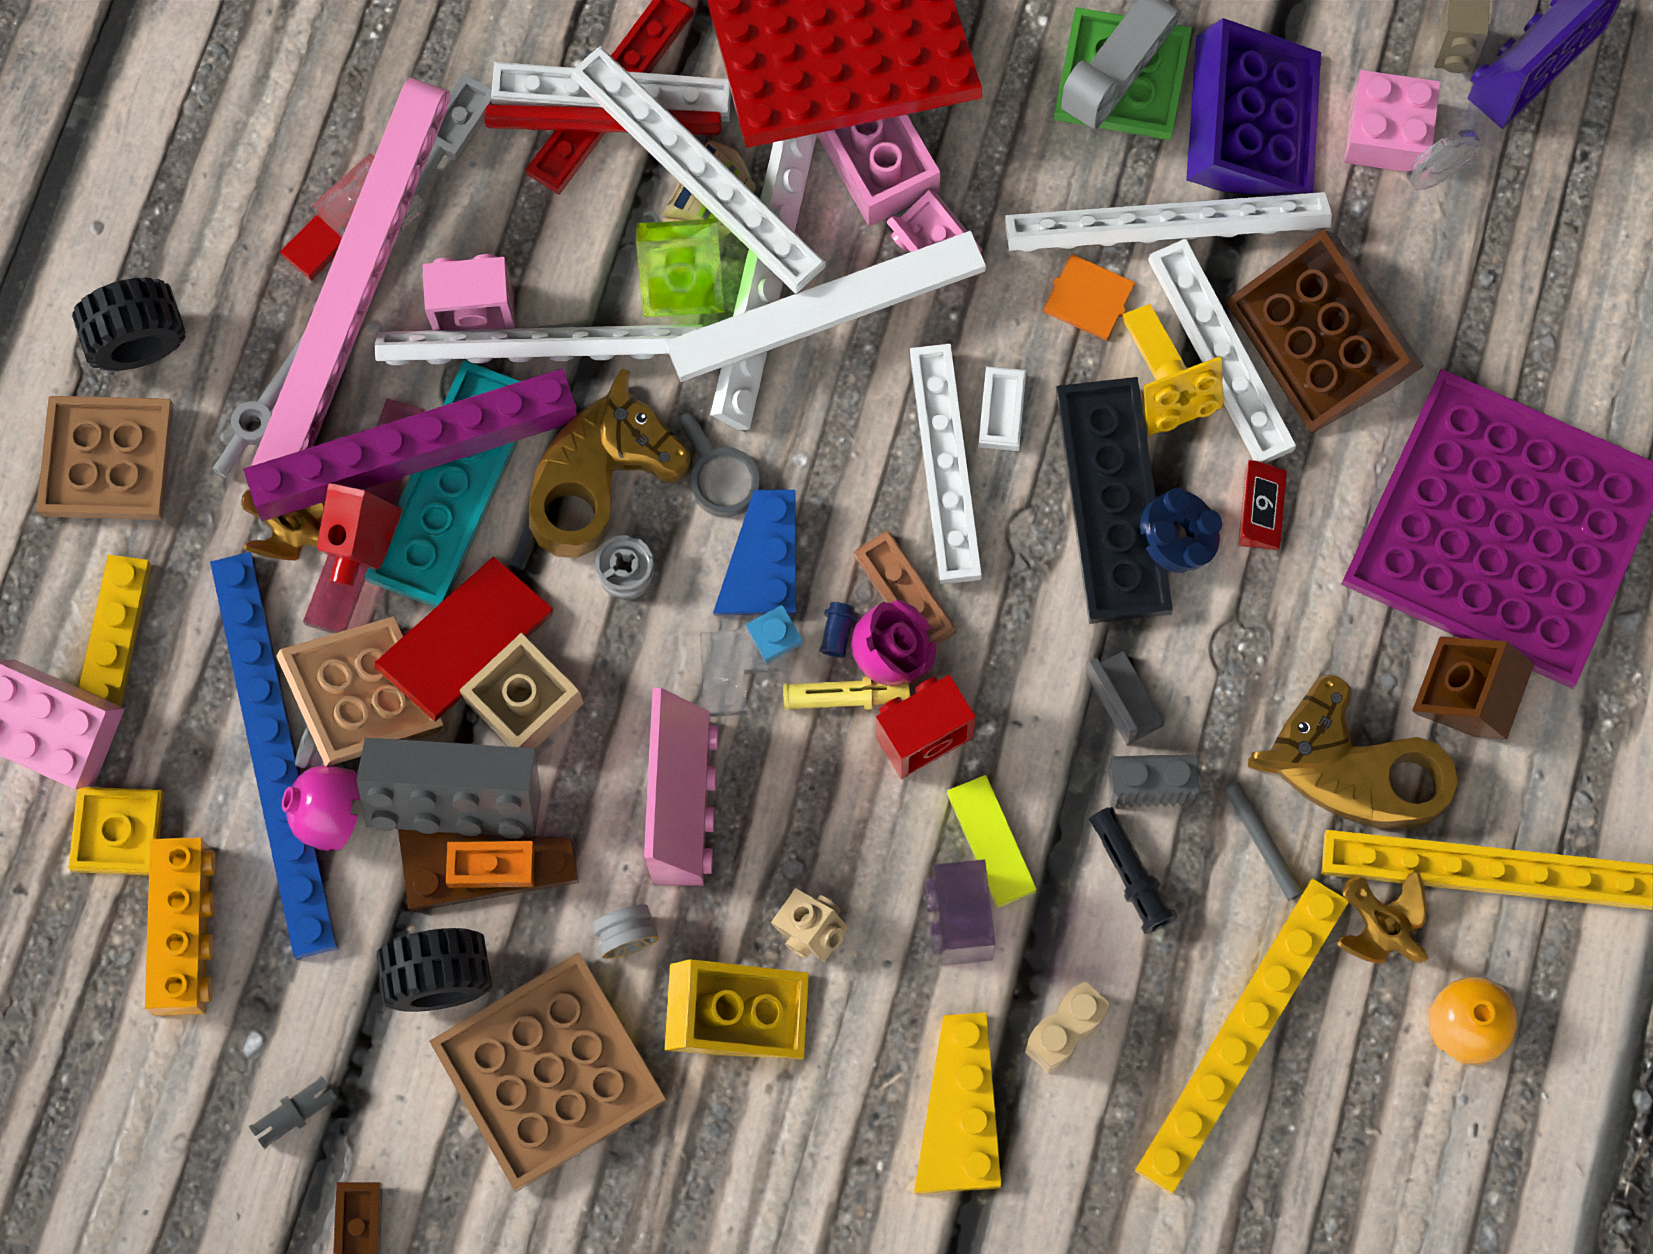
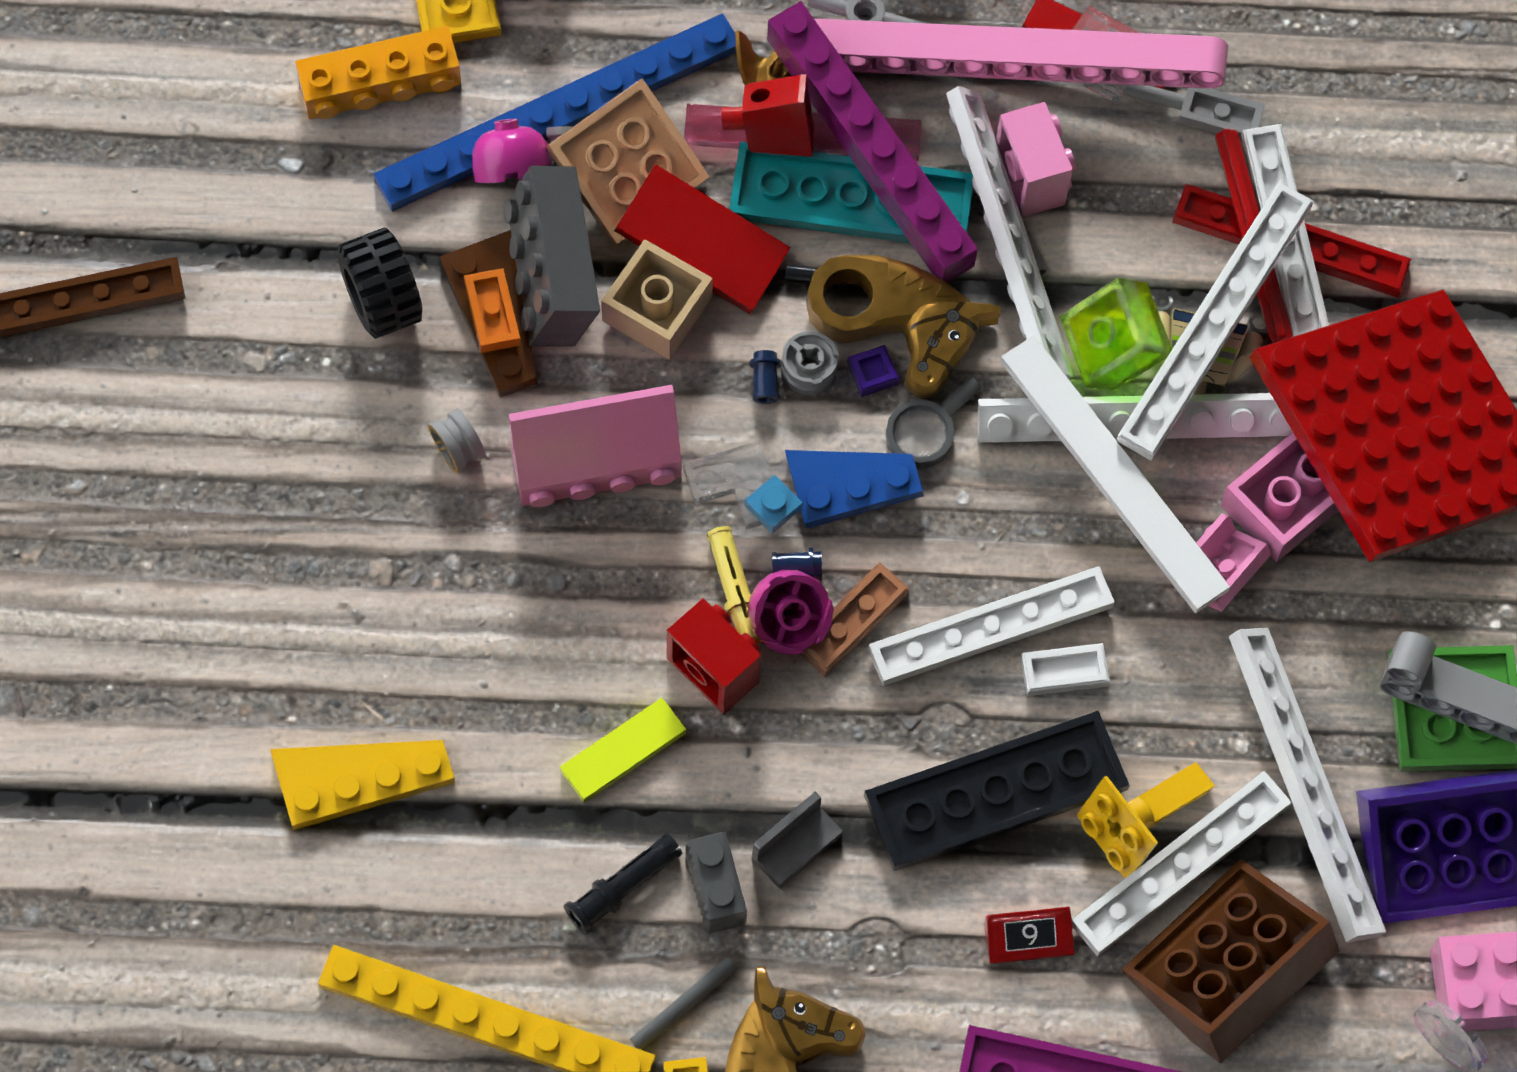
camera: 70 degrees right, 5 degrees down
(293, 1112) = (233, 208): dark grey pin -> none
(547, 1072) = (315, 409): medium nougat plate -> none
(628, 613) = (765, 376): none -> dark blue pin
(646, 510) = (873, 370): none -> dark purple tile
(736, 1010) = (406, 557): yellow slope -> none
(810, 925) = (498, 599): tan brick -> none
(962, 912) = (539, 727): clear purple brick -> none
(1057, 1035) = (463, 855): tan brick -> none
(1089, 297) = (1207, 728): orange piece -> none
(1198, 521) = (964, 837): dark blue plate -> none

